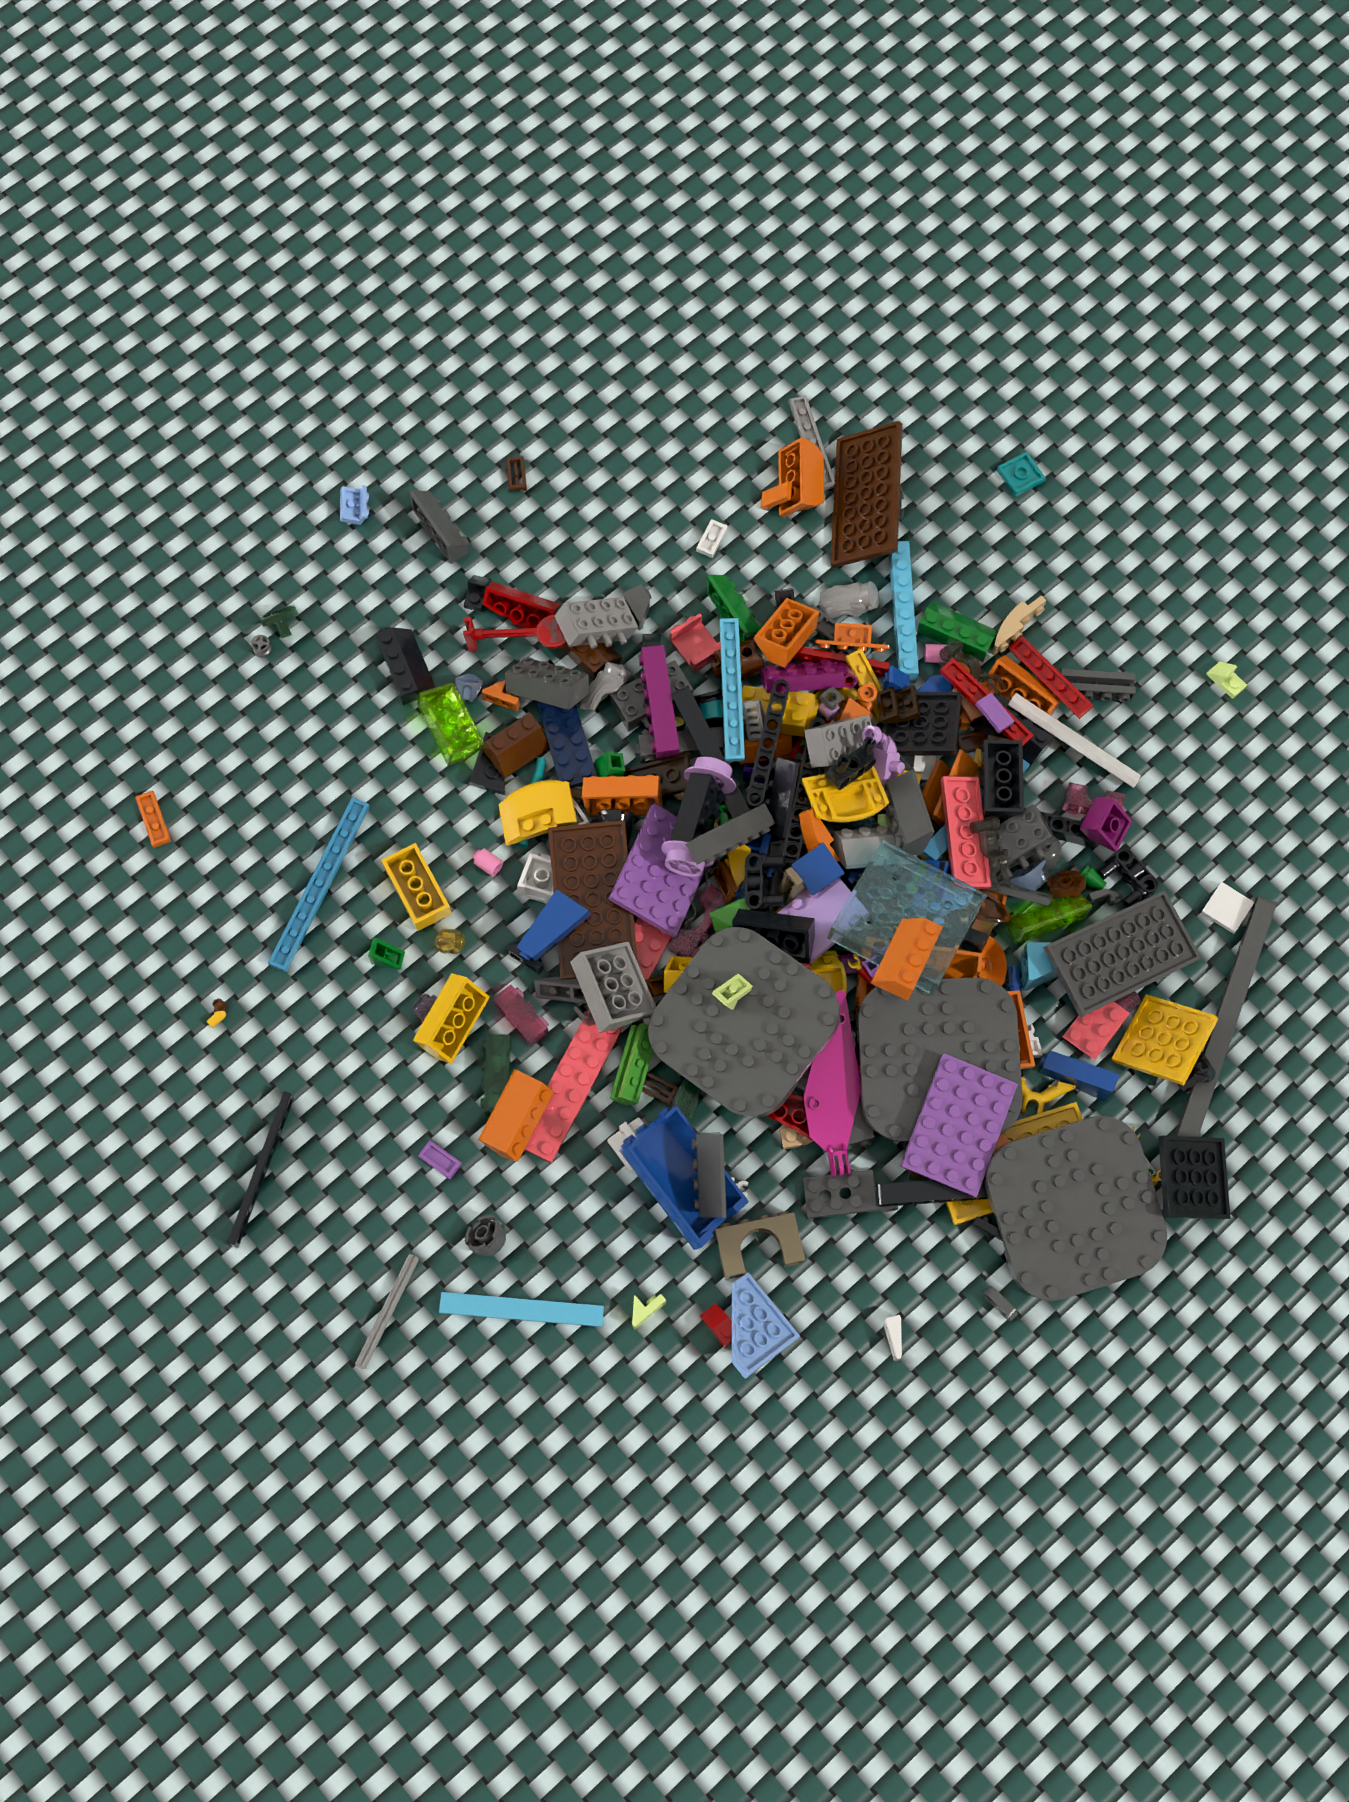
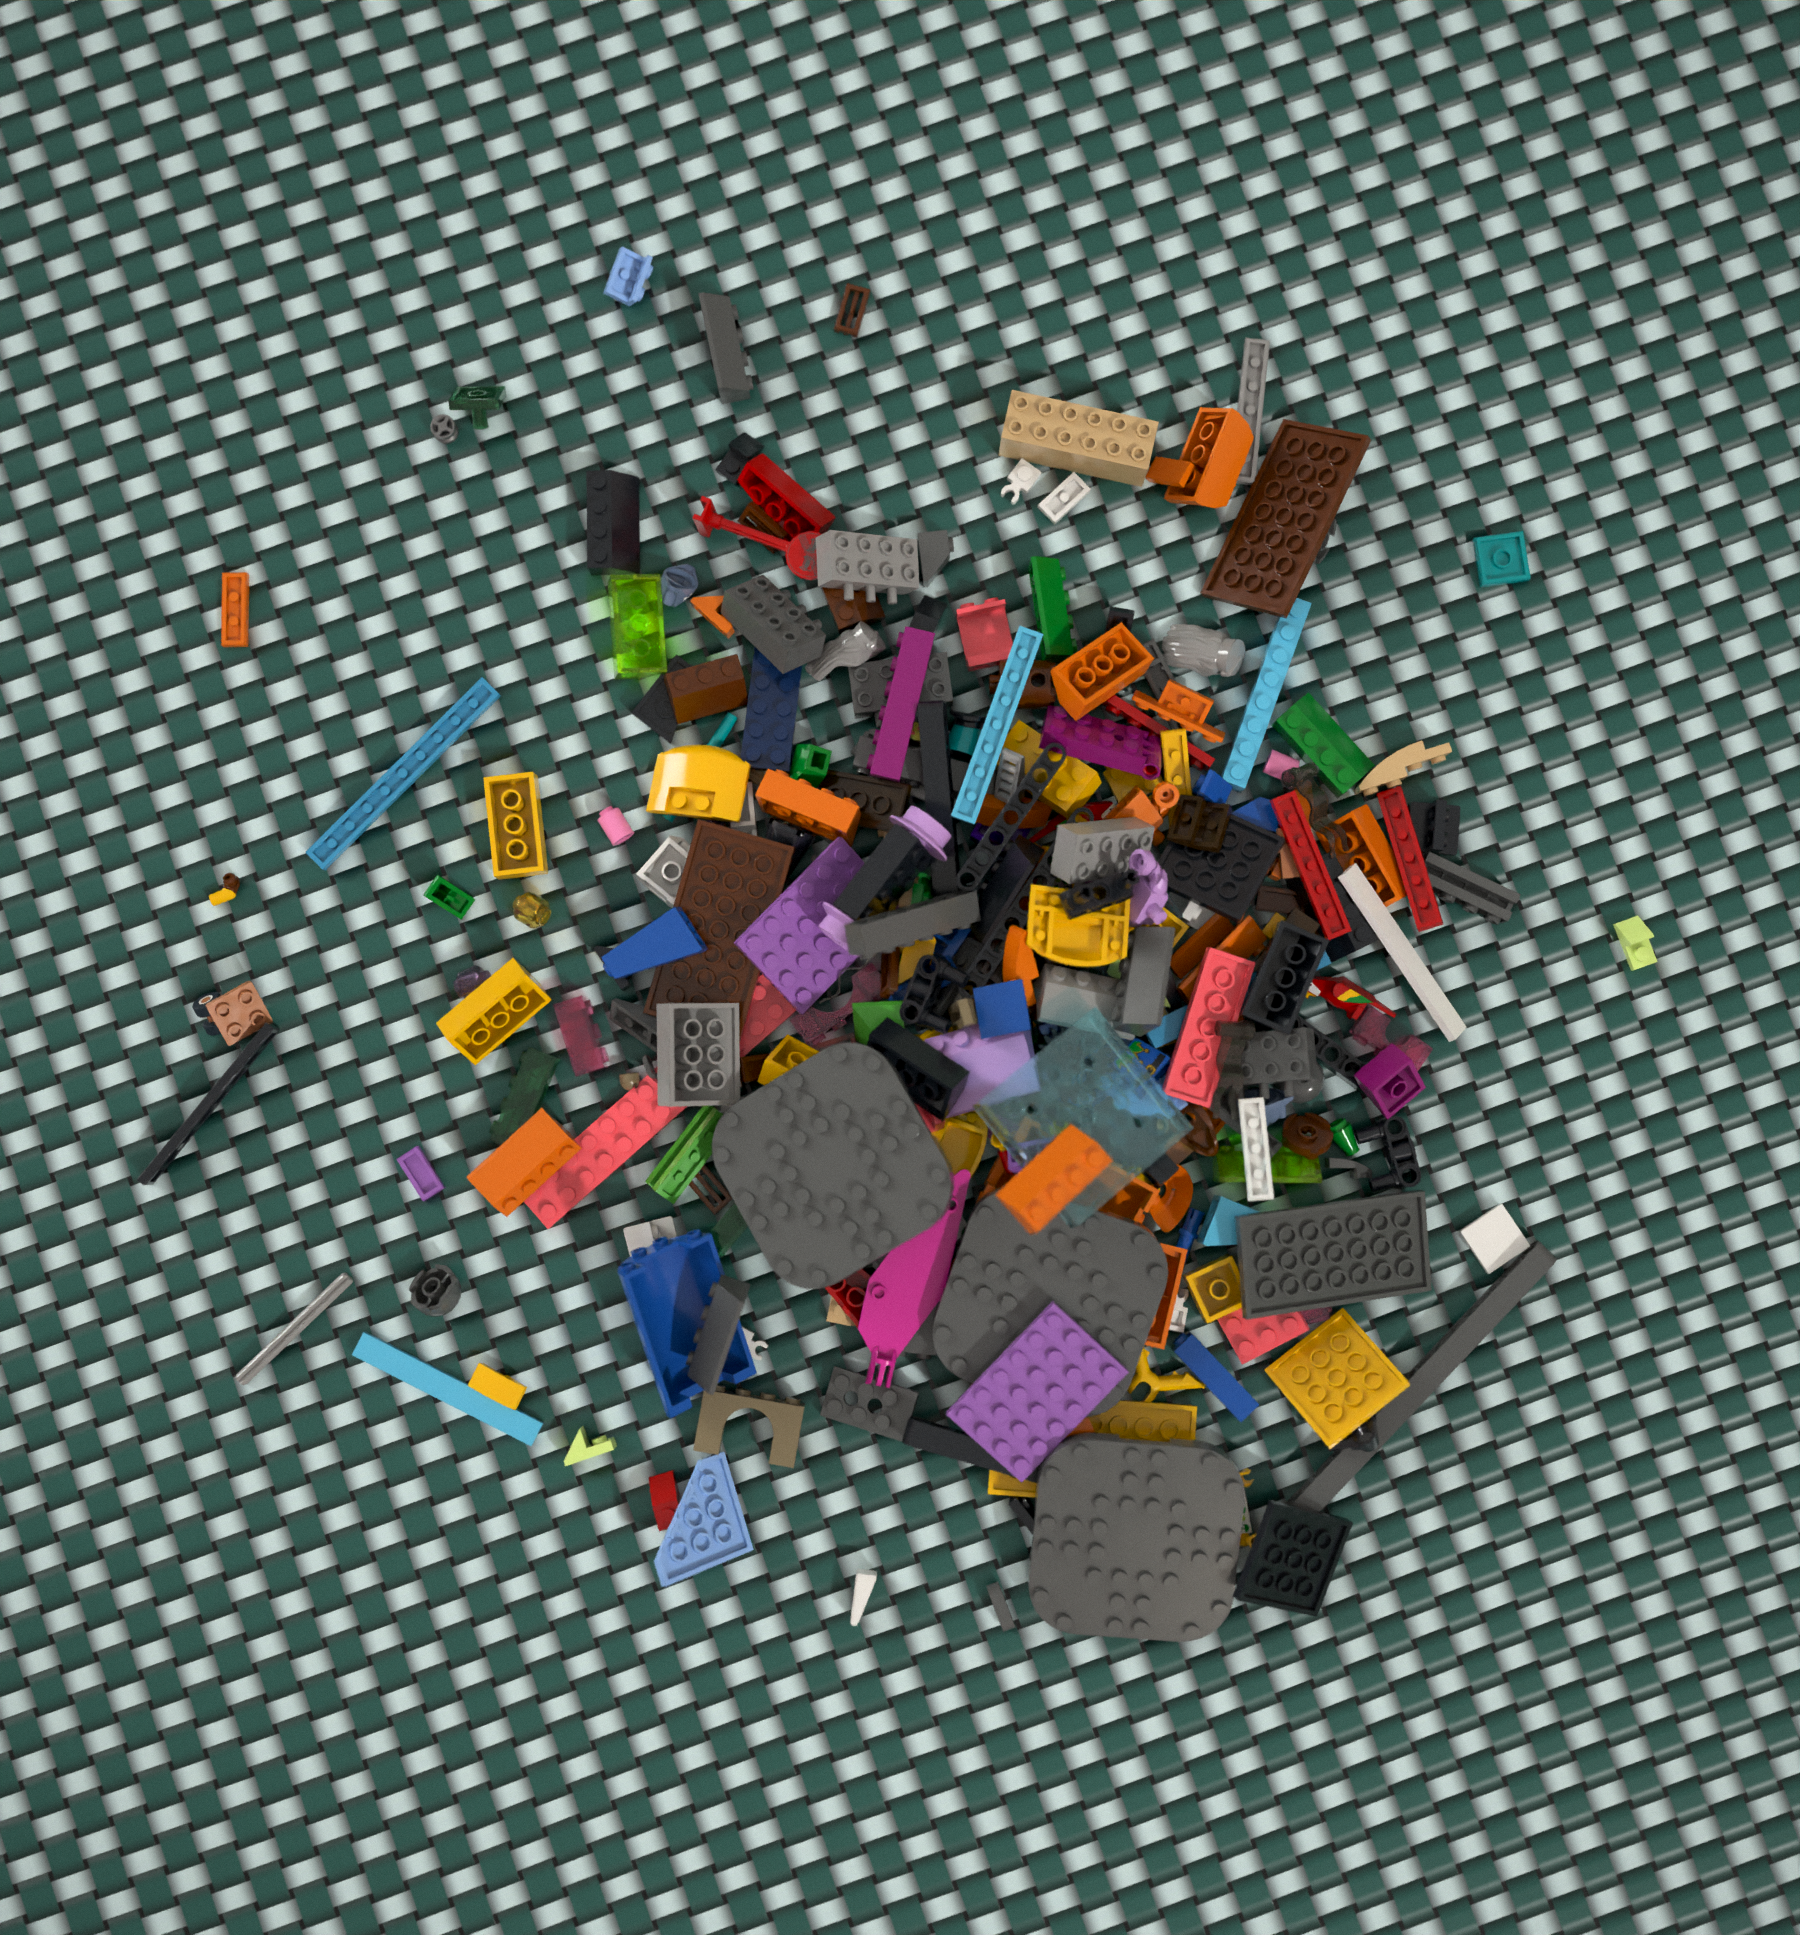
camera: 25 degrees right, 15 degrees up
(255, 1096) = (233, 1013): none -> nougat plate
(514, 623) = (763, 522): none -> reddish brown tile
(559, 1291) = (497, 1386): none -> yellow slope
(568, 1033) = (629, 1080): none -> dark tan hinge
(677, 537) = (1022, 479): none -> white plate
(705, 495) = (1078, 438): none -> tan brick
(732, 991) = (827, 1130): yellowish green slope -> none
(829, 706) = (1115, 790): leg -> none
(994, 712) = (1314, 884): medium lavender tile -> none
(1036, 901) = (1255, 1149): none -> white tile
(1048, 785) = (1345, 995): none -> red animal
(1052, 1013) = (1215, 1288): none -> yellow brick
(1059, 651) = (1436, 826): none -> black bracket

